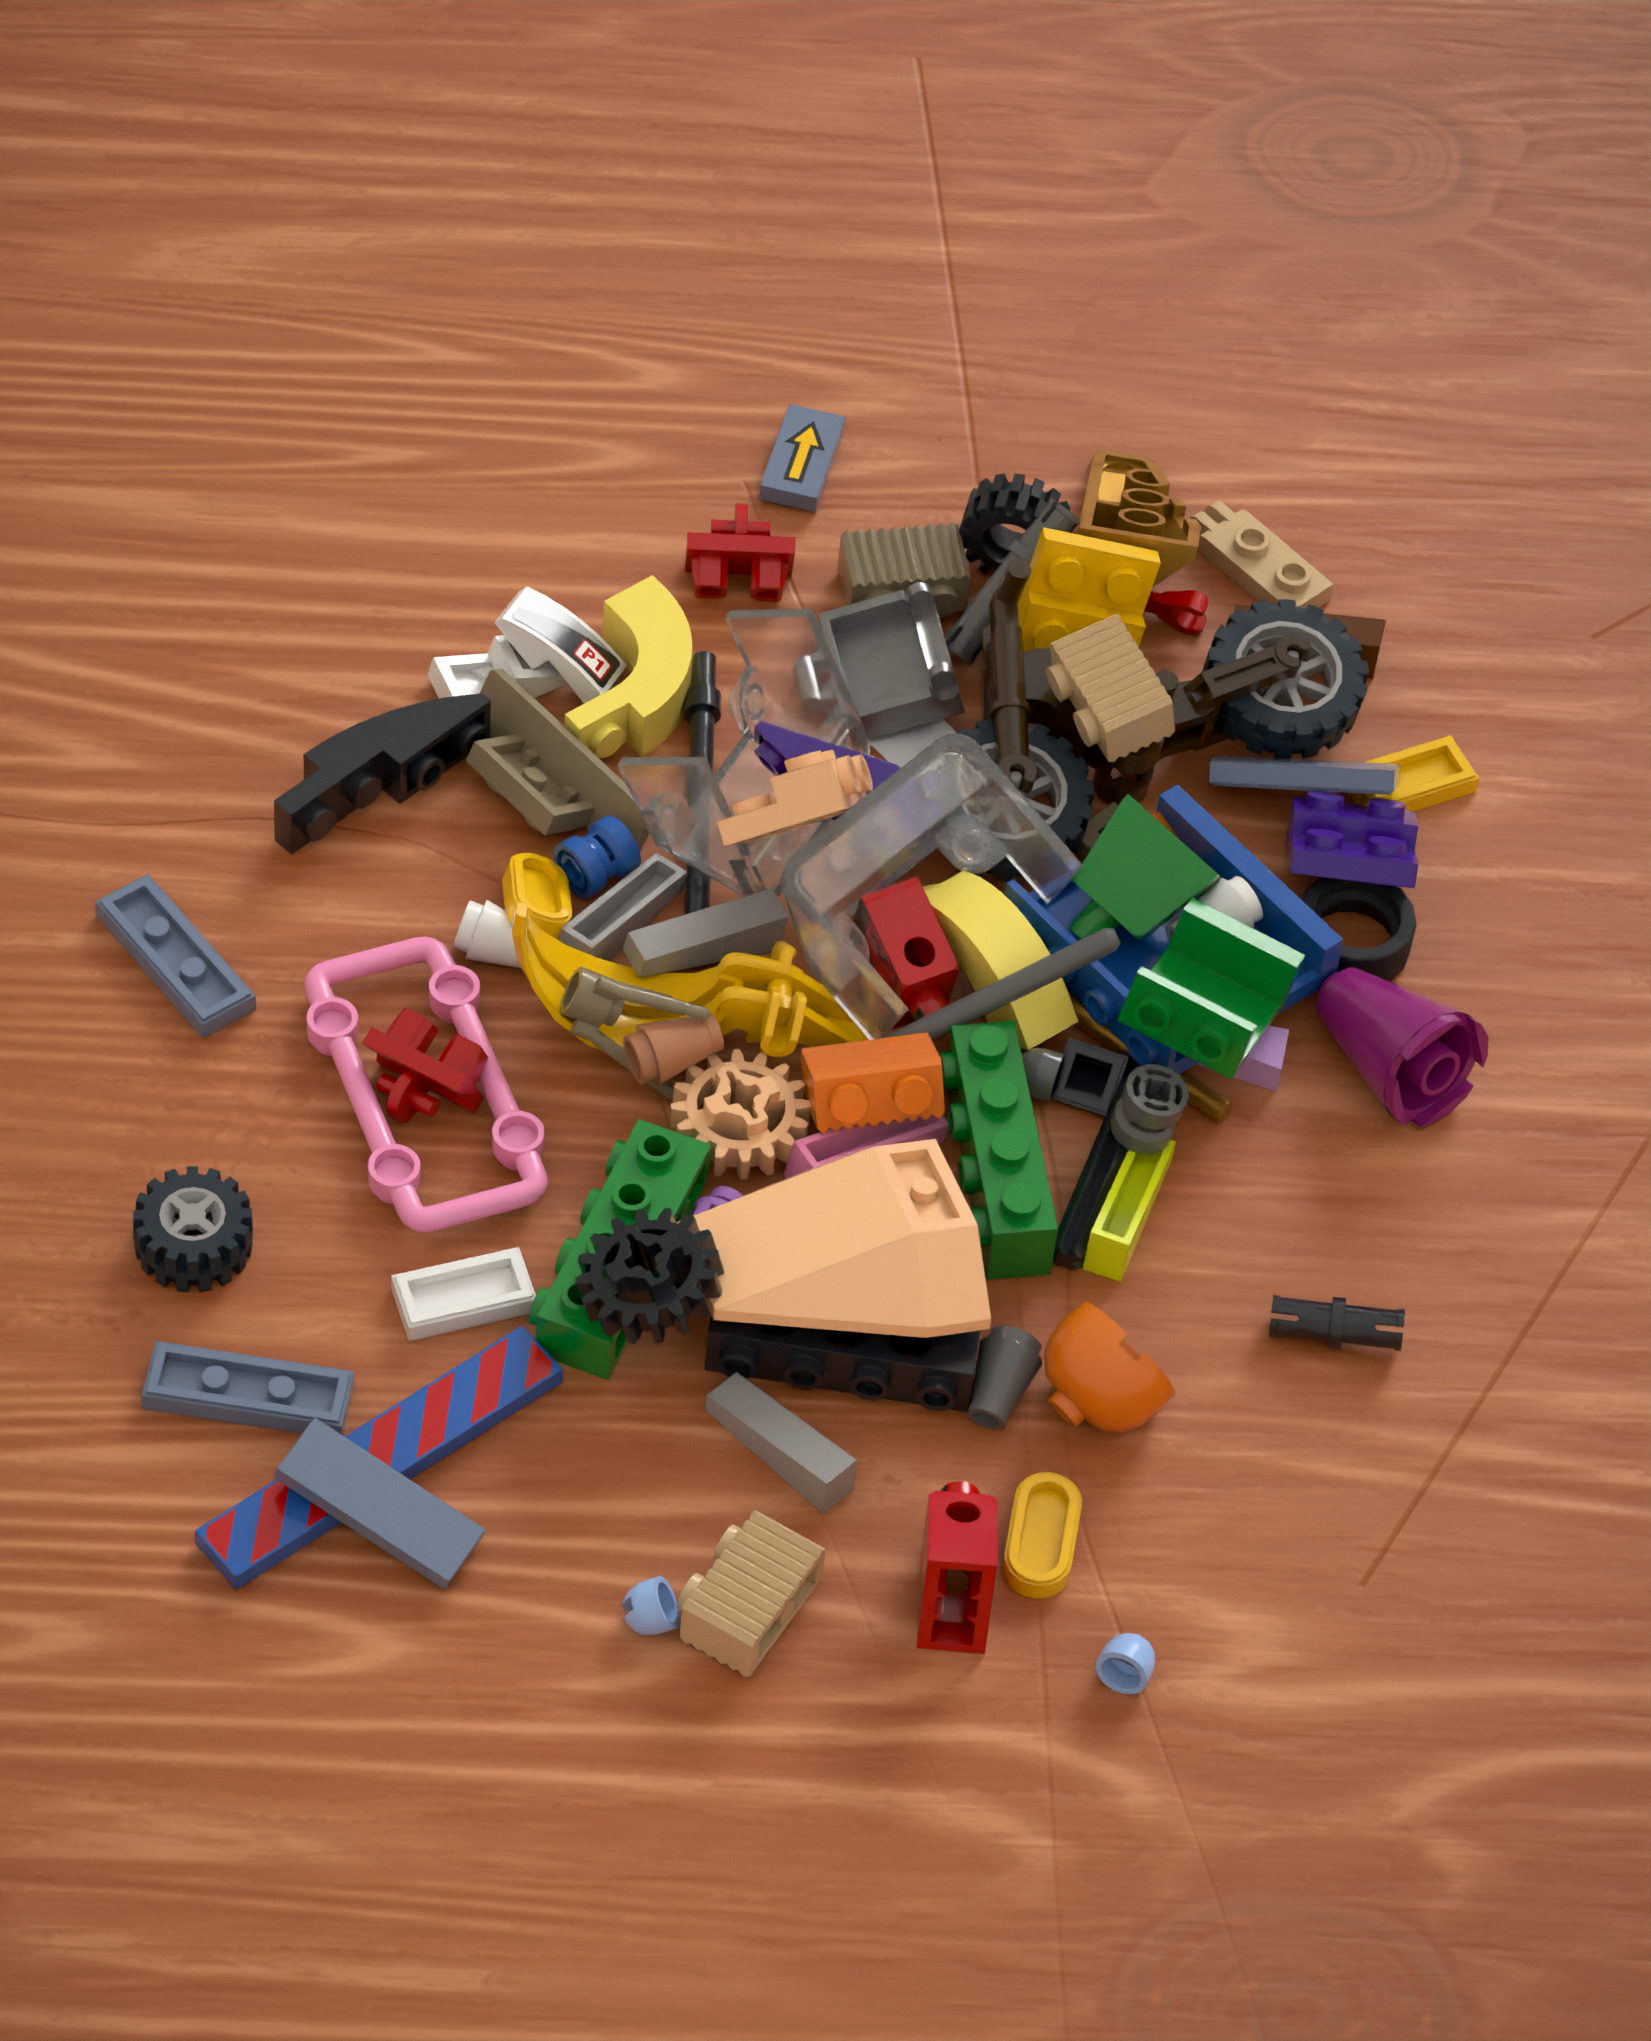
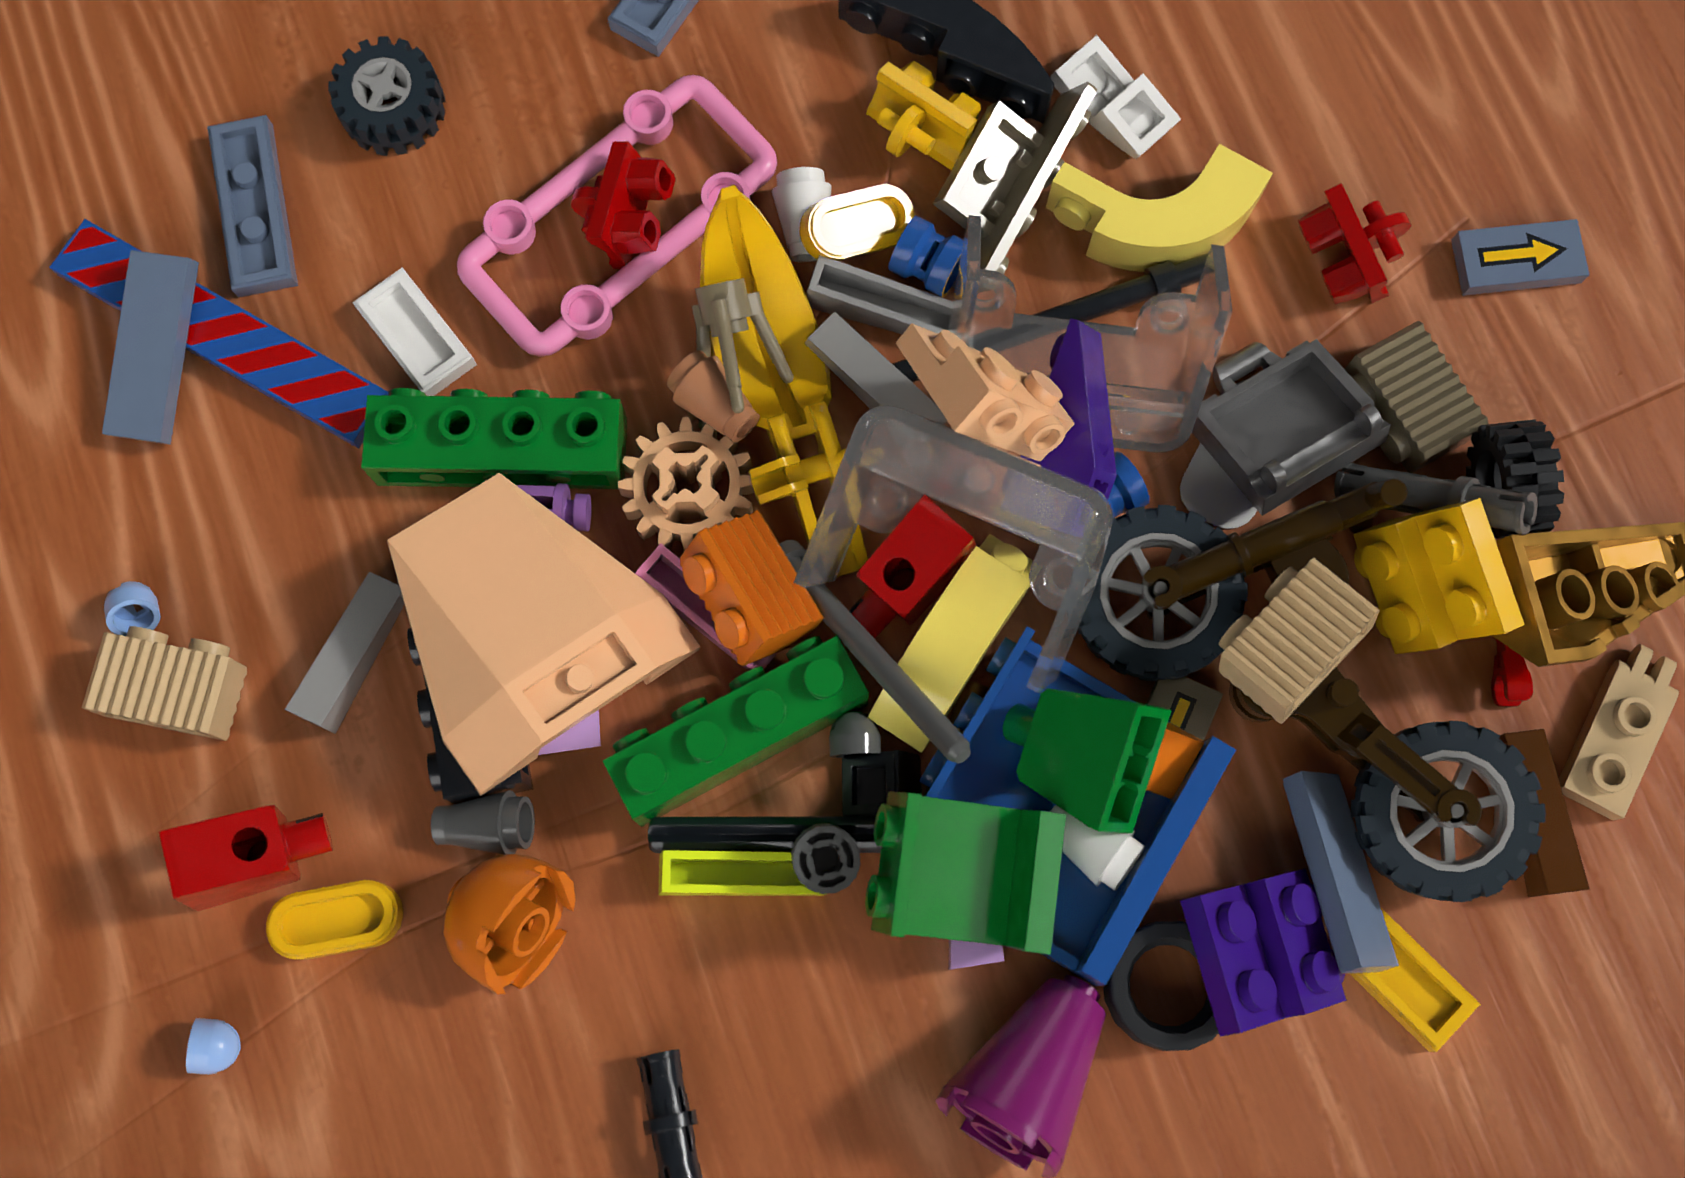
camera: 75 degrees right, 25 degrees up
(447, 814) = (920, 116): none -> yellow hips
(550, 632) = (1159, 129): slope -> none
(649, 1275) = (400, 470): black gear -> none

